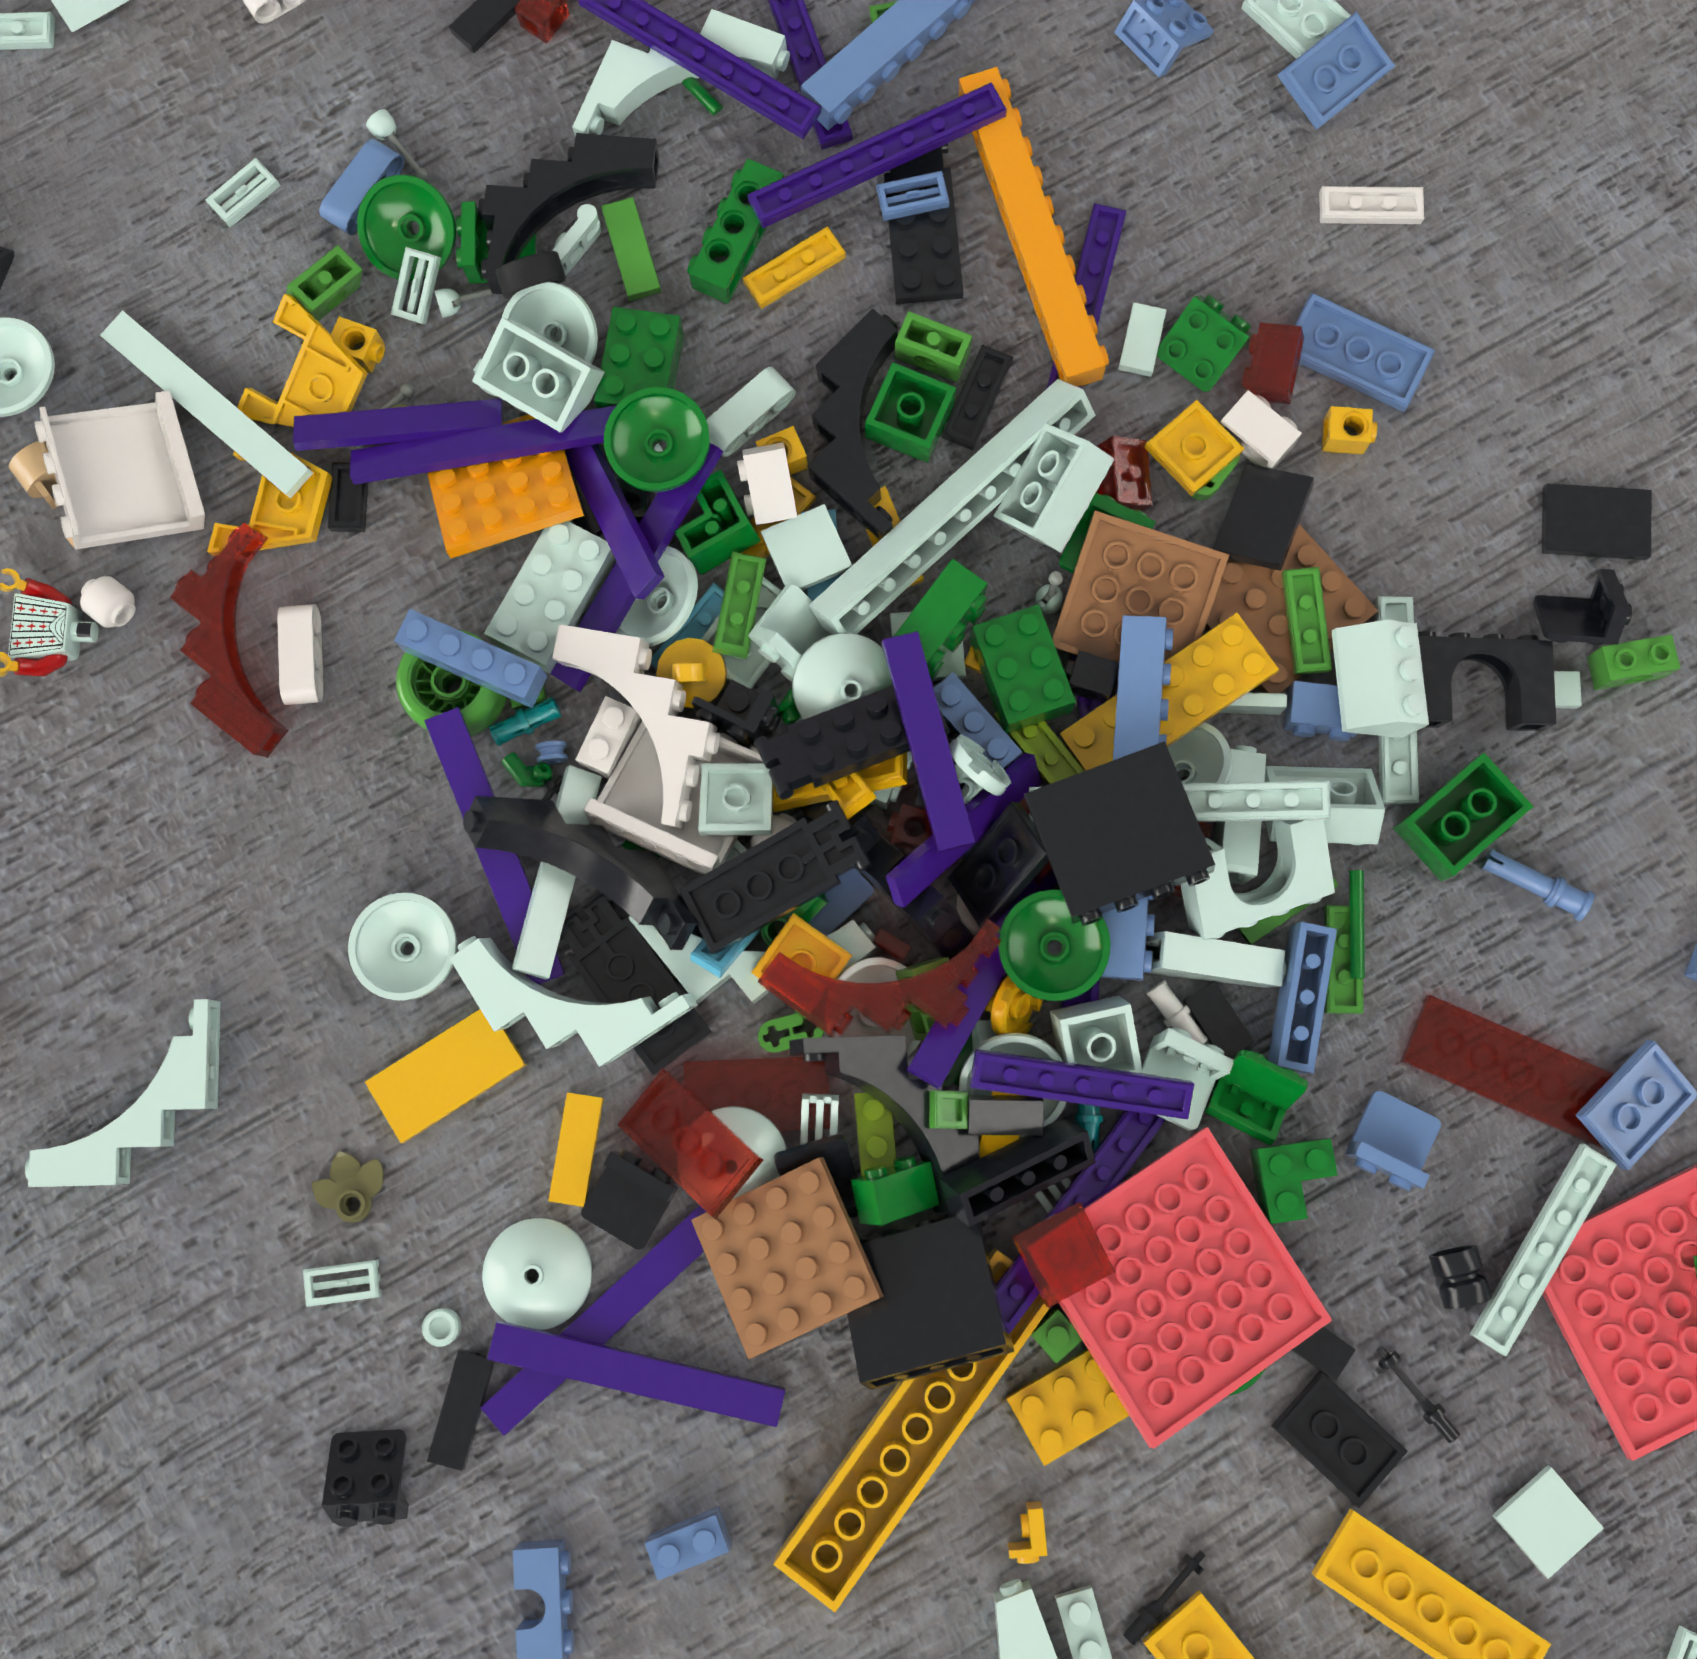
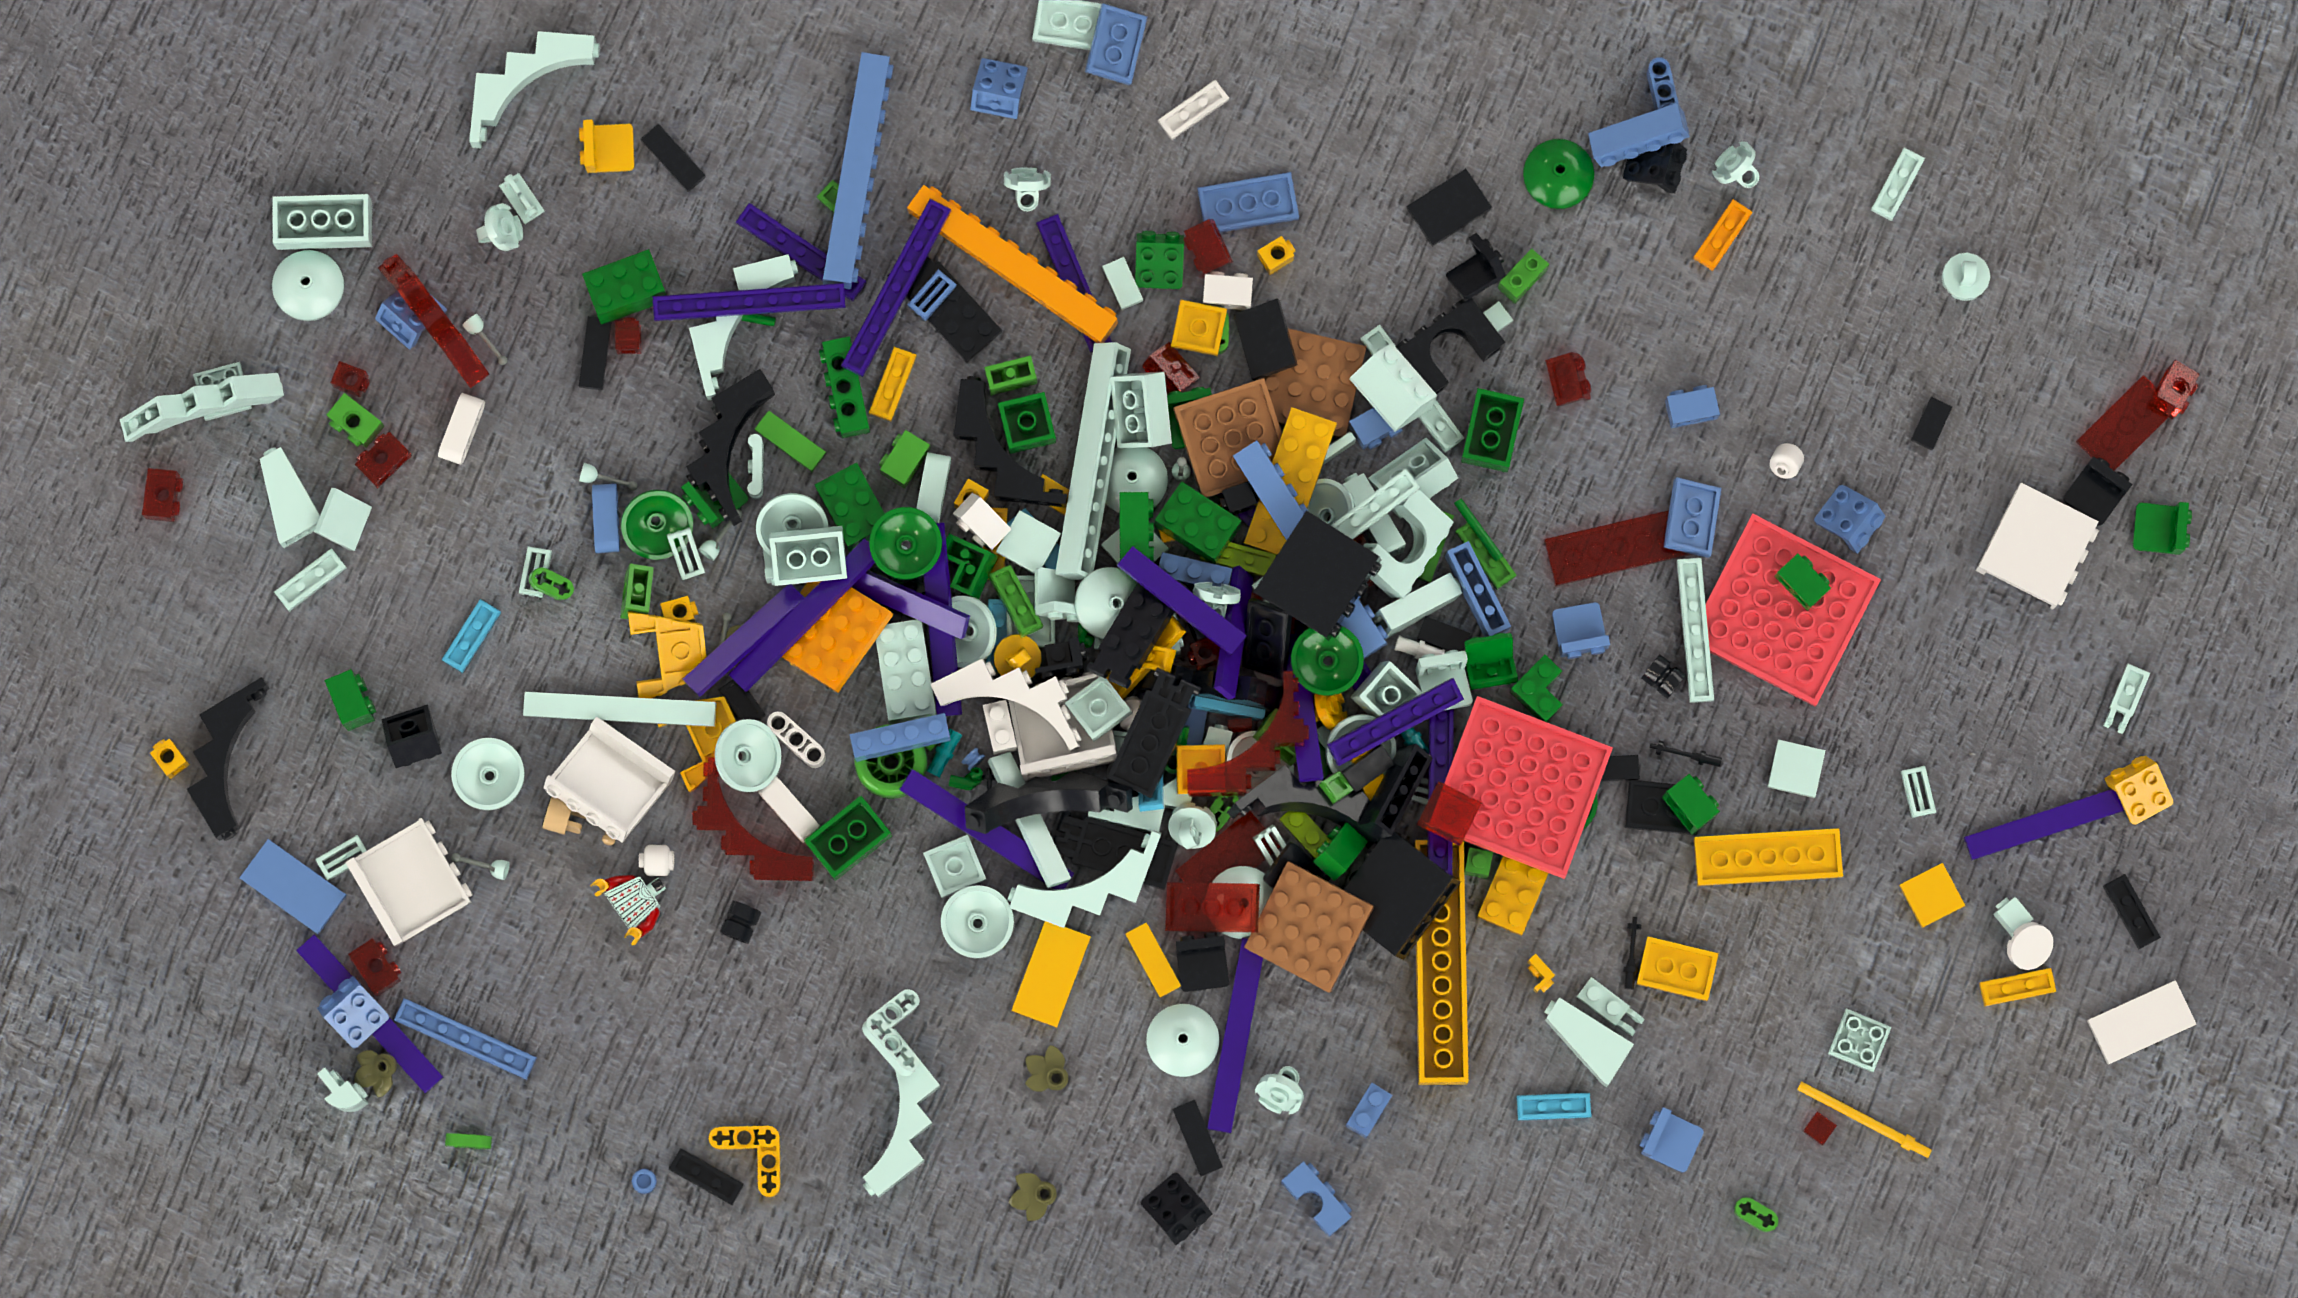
camera: 45 degrees left, 0 degrees up
(119, 211) = (471, 636): none -> medium azure tile
(136, 744) = (740, 922): none -> black wheel
(198, 988) = (885, 1026): none -> light aqua beam
(210, 1326) = (1029, 1197): none -> olive plate
(251, 210) = (549, 589): none -> bright green beam
(300, 580) = (759, 755): none -> light aqua dish
(334, 736) = (848, 838): none -> green brick
(361, 569) = (802, 750): none -> white beam
(373, 1278) = (1097, 1108): light aqua tile -> none
(432, 861) = (954, 866): none -> light aqua plate
(441, 1327) = (1153, 1105): light aqua tile -> none
(530, 272) = (758, 501): black tyre -> none
(596, 1434) = (1280, 1092): none -> light aqua tile
(636, 1373) = (1275, 1048): dark purple tile -> none
(740, 355) = (904, 458): none -> bright green brick
(741, 1025) = (1192, 826): none -> light aqua tile
(891, 914) = (1227, 708): none -> medium azure tile
(977, 397) = (1054, 384): black tile -> none
(1012, 565) = (1150, 474): none -> light aqua dish
(1115, 148) = (1027, 181): none -> light aqua tile
(1306, 621) = (1331, 382): bright green tile -> none
(1383, 1473) = (1691, 803): none -> green brick
(1553, 891) = (1569, 434): medium blue pin -> none
(1600, 823) = (1568, 378): none -> clear red bracket

